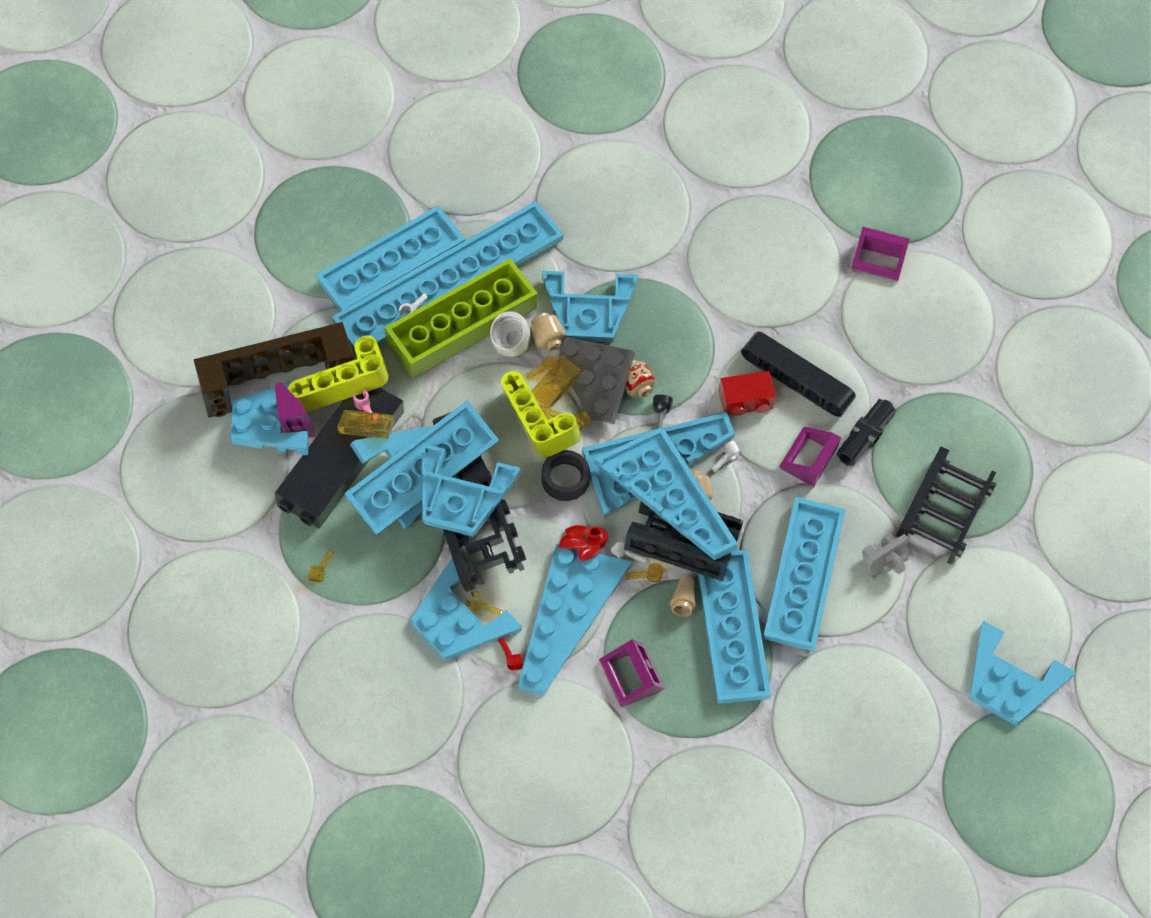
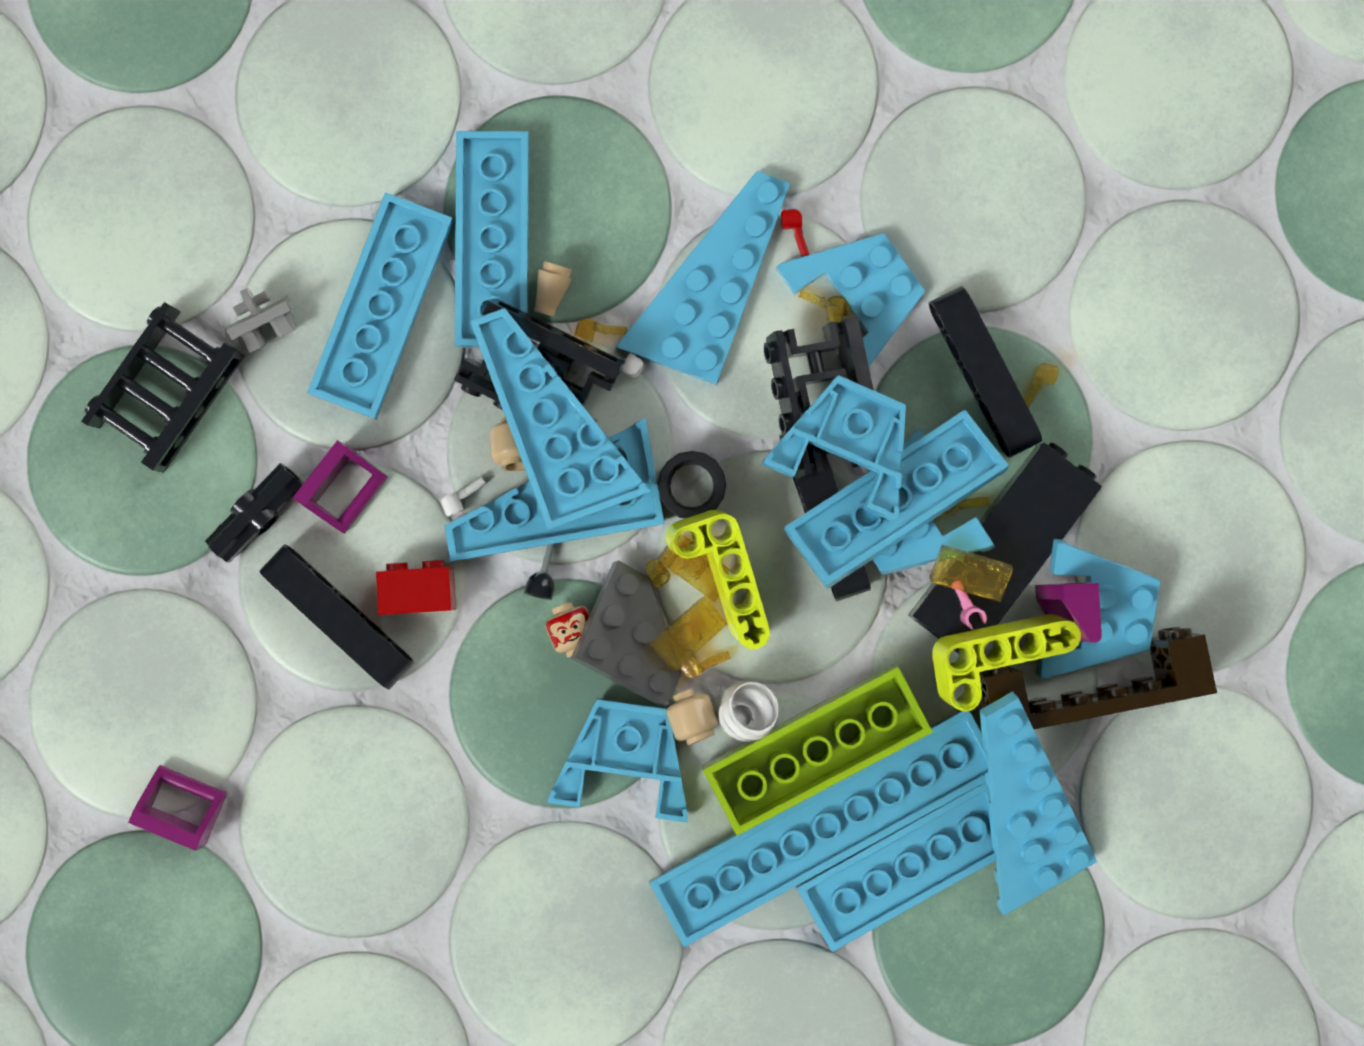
camera: 170 degrees left, 25 degrees up
(315, 288) = (1030, 817): none -> medium azure wing
(362, 568) = (985, 371): none -> black beam
(412, 307) = (884, 773): white hand -> none
(585, 539) = (683, 379): red plate -> none
(643, 667) = (621, 190): magenta tile -> none
(1006, 688) = (137, 117): medium azure wing -> none

